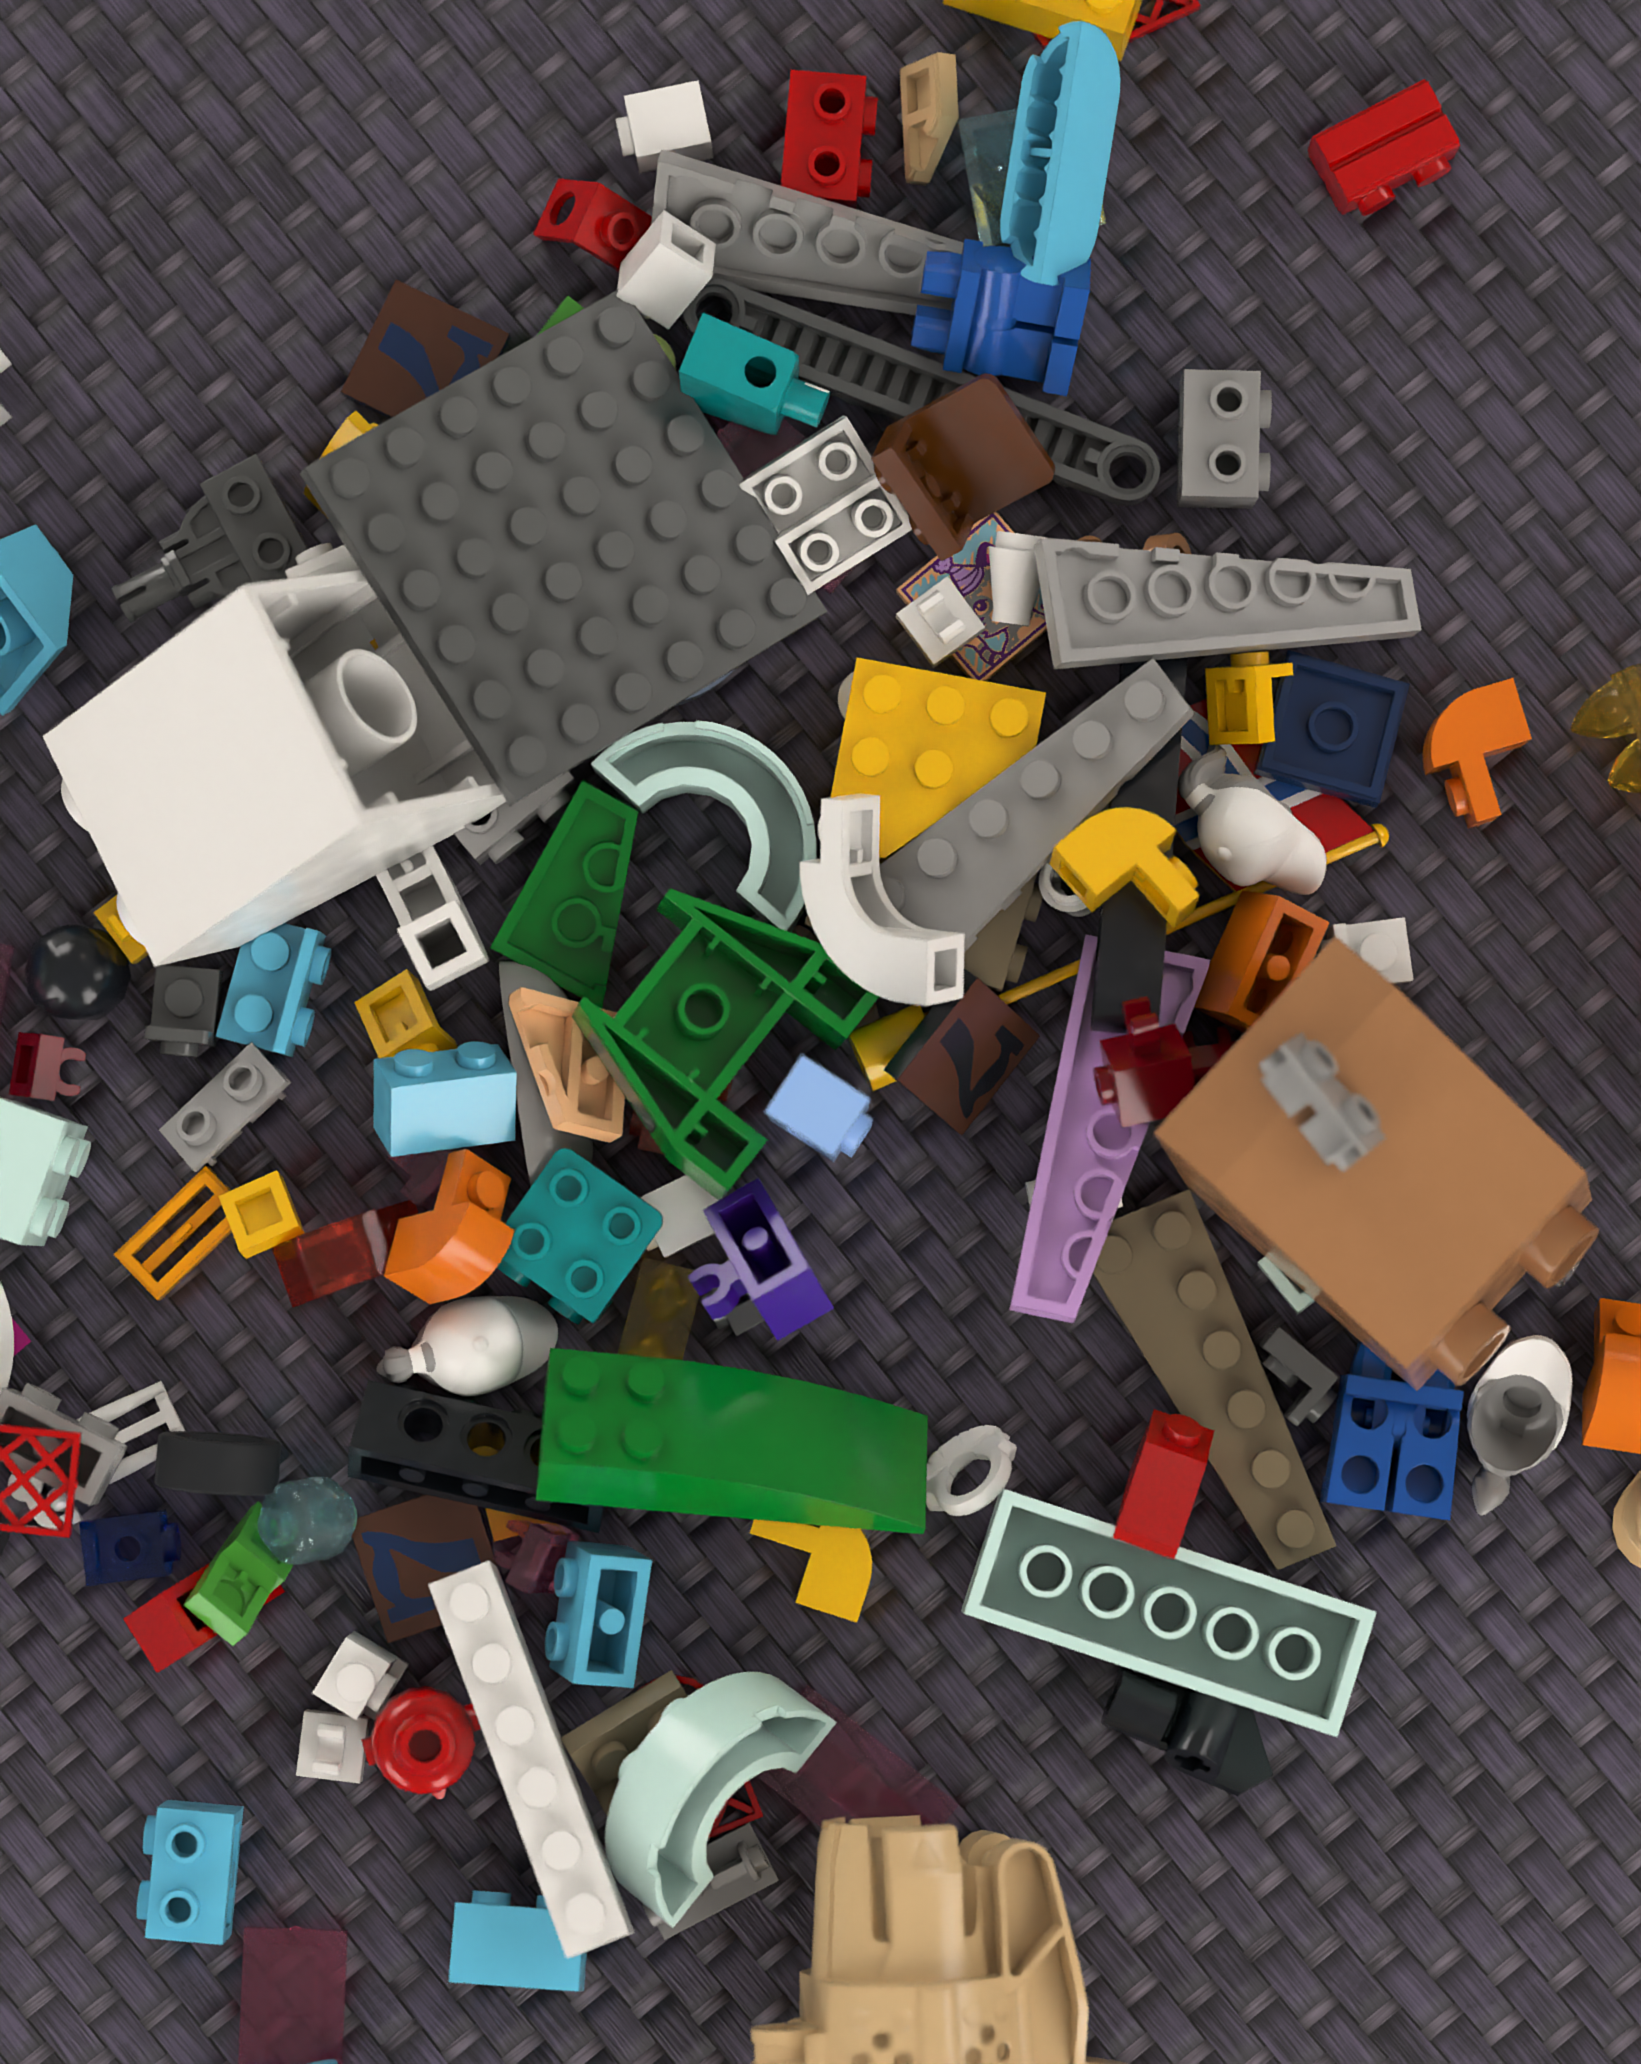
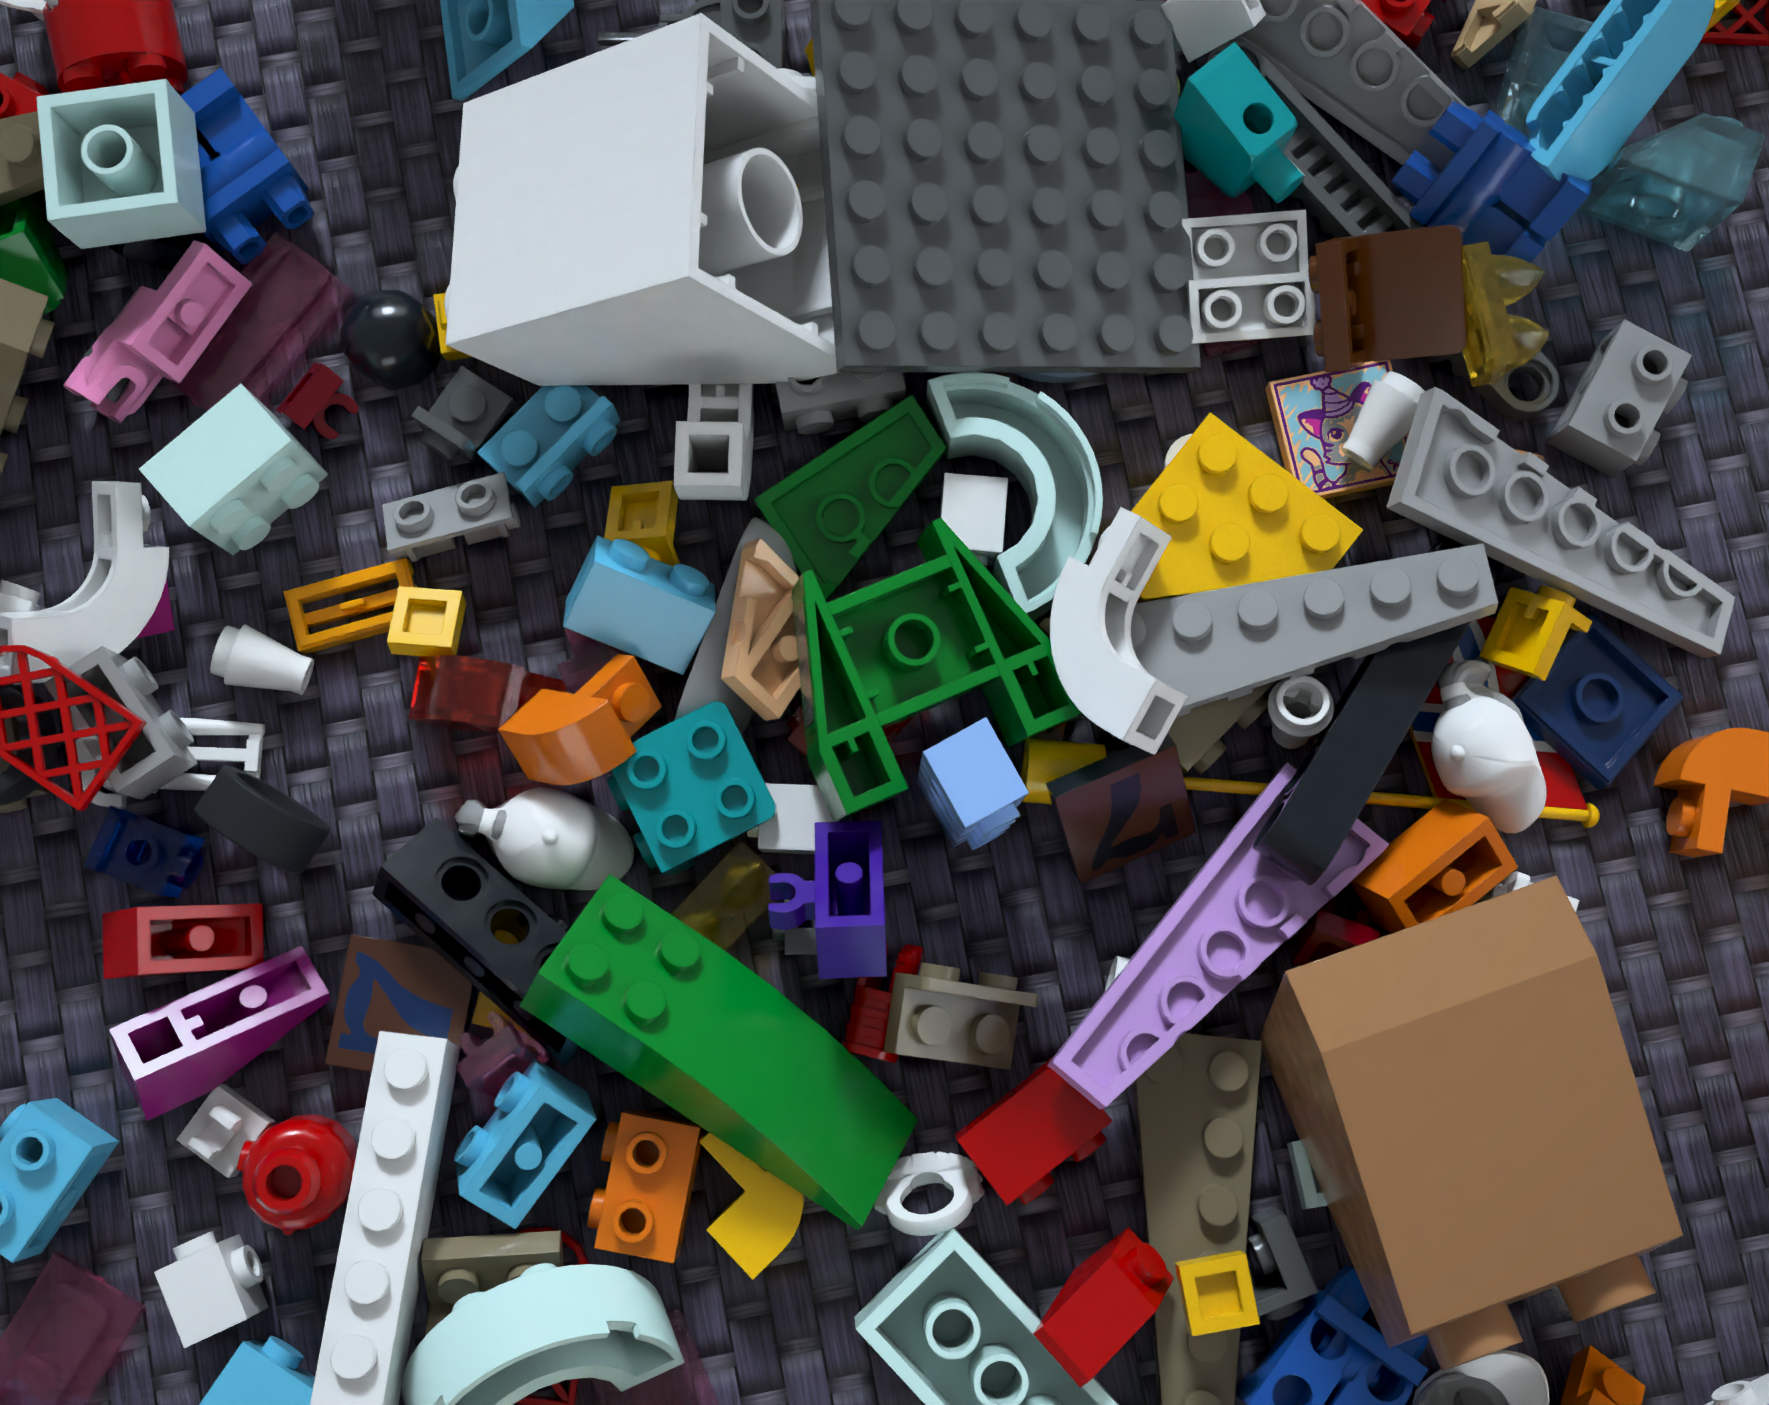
camera: 20 degrees right, 5 degrees down
(129, 1328) = (258, 661): none -> white cone
(237, 1581) = (229, 932): bright green slope -> none
(278, 1665) = (214, 1032): none -> magenta slope
(307, 1520) = (312, 913): clear light blue head -> none
(360, 1677) = (280, 1080): white brick -> none
(399, 1876) = (211, 1286): none -> white brick
(696, 860) = (976, 512): none -> white brick
(723, 1593) = (647, 1185): none -> orange brick
(847, 1344) = (871, 1008): none -> red hinge
(912, 1313) = (953, 1019): none -> dark tan bracket
(940, 622) = (1295, 426): white tile -> none
(1029, 1374) = (1032, 1133): none -> red brick
(1078, 452) = (1495, 338): none -> clear yellow tile
(1124, 848) = (1374, 697): yellow brick -> none
(1144, 1070) = (1293, 911): dark red brick -> none
(1169, 211) = (1678, 180): none -> clear light blue slope
(1251, 1422) = (1217, 1293): none -> yellow tile
(1342, 1119) = (1480, 1057): light grey hinge -> none

